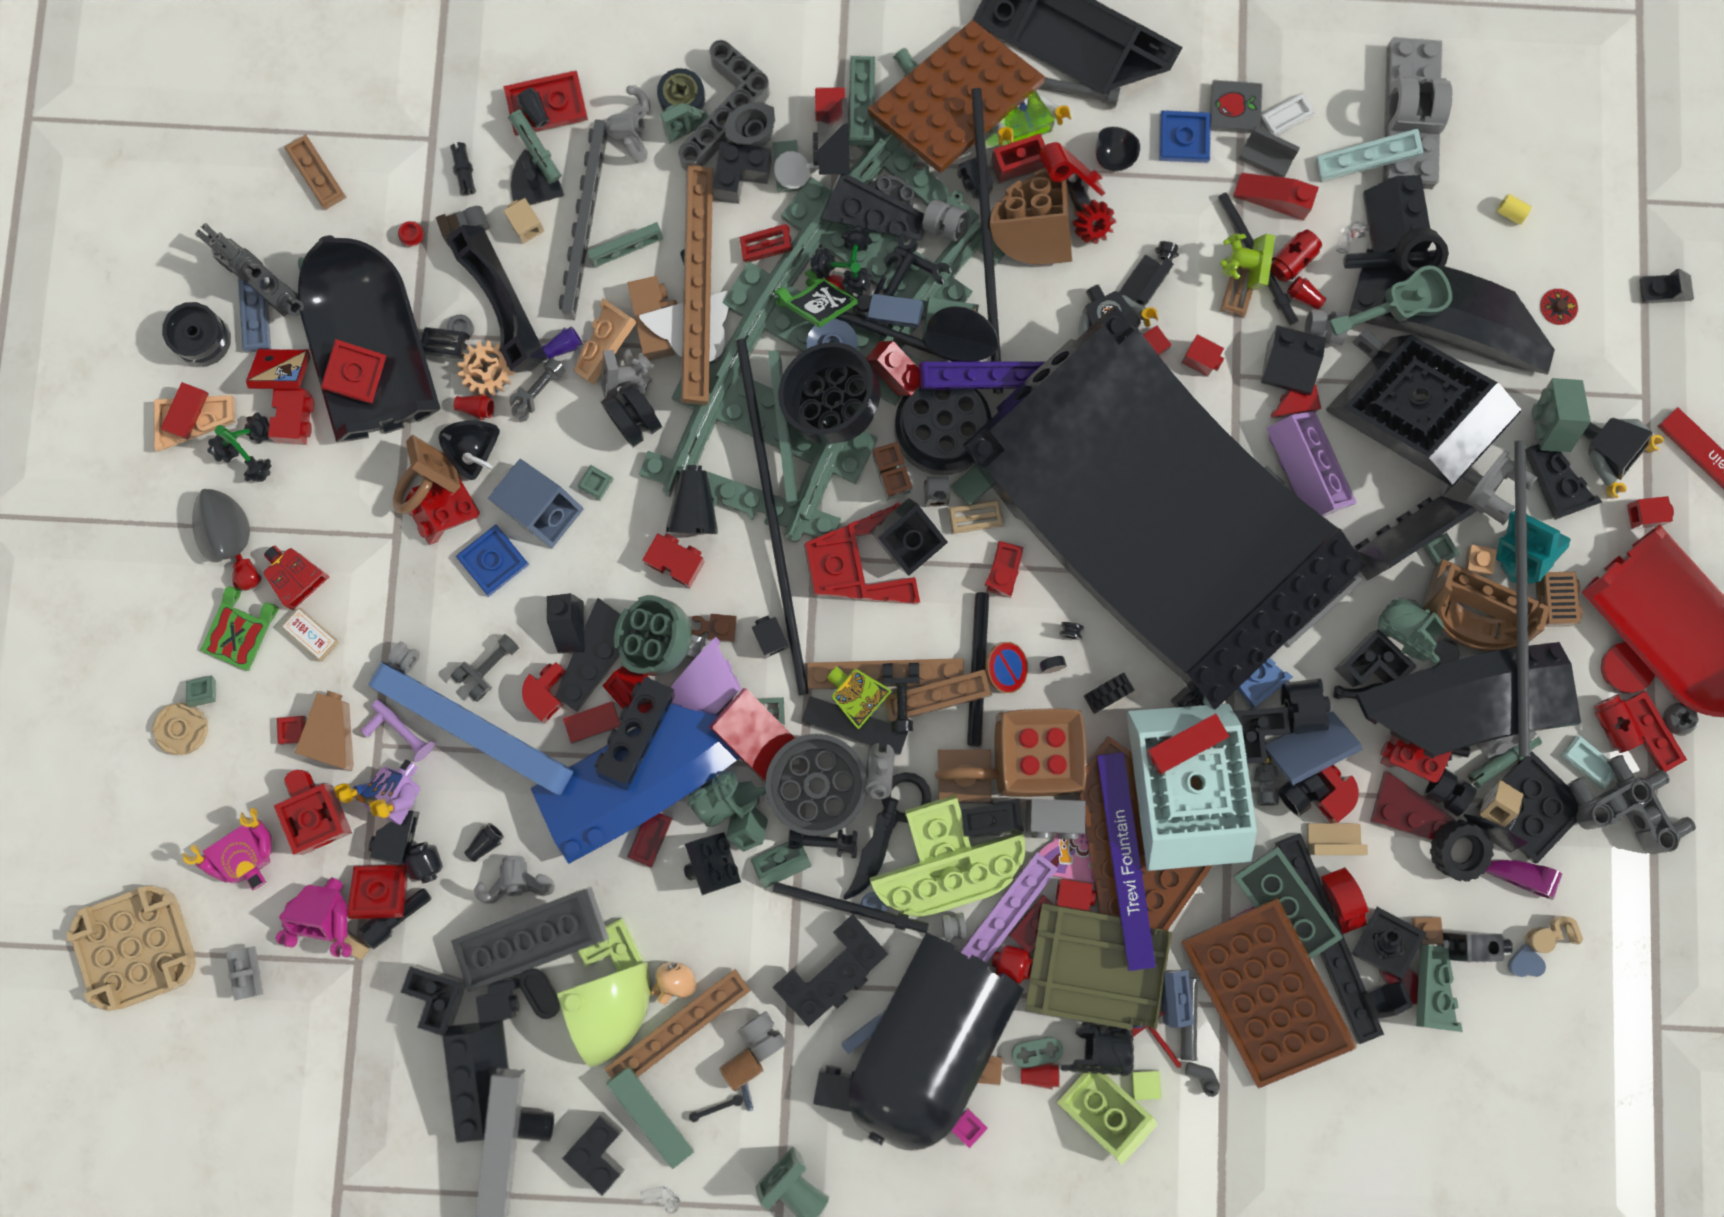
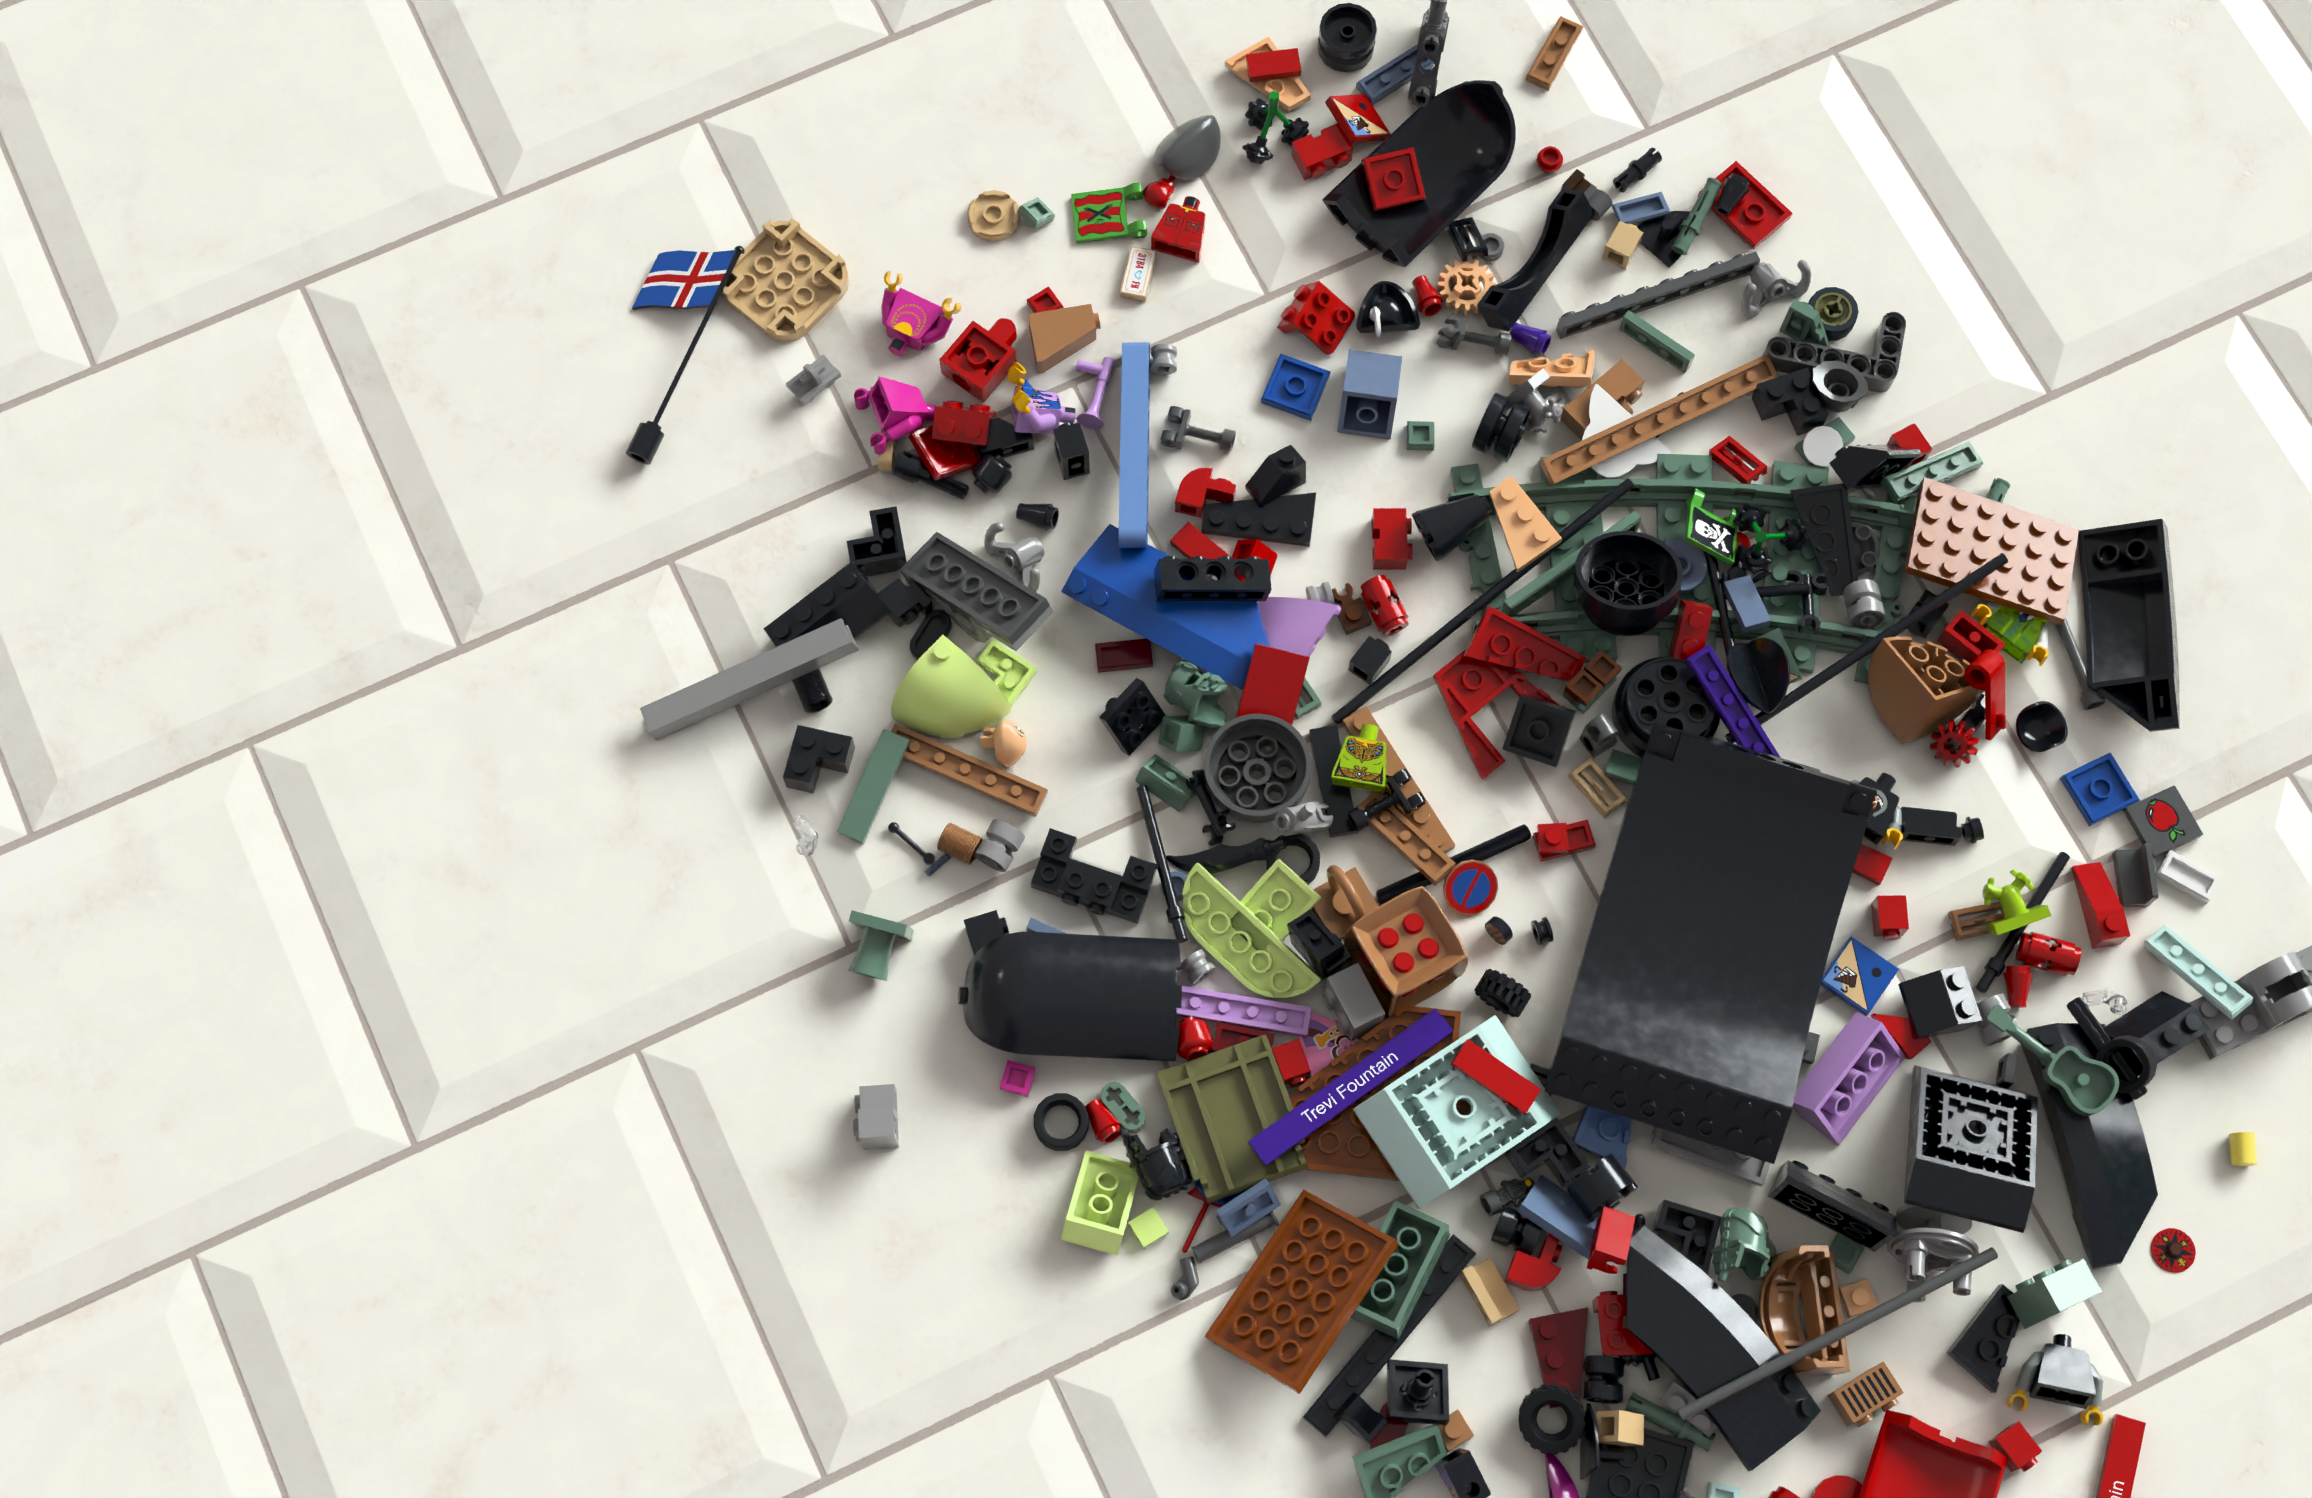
camera: 65 degrees right, 10 degrees down
(80, 1041) = (680, 282): none -> flag
(363, 864) = (962, 424): none -> red bracket
(431, 466) = (1348, 284): medium nougat tile -> none
(443, 784) = (1071, 450): none -> black brick
(500, 187) = (1641, 209): none -> sand blue tile
(661, 636) = (1309, 565): sand green cylinder -> none
(716, 597) = (1390, 617): none -> red piece
(727, 447) = (1523, 525): none -> light nougat wing
(827, 514) = (1517, 646): none -> red wing
(992, 1071) = (1080, 1071): medium nougat plate -> none
(1035, 1129) = (1061, 1099): none -> black tyre
(1235, 406) = (1858, 976): none -> tile
(1346, 899) = (1434, 1328): red brick -> none
(1359, 727) = (1610, 1240): none -> hinge
(1543, 549) = (1901, 1338): teal piece -> none
(1667, 288) = (2266, 1353): black slope -> none

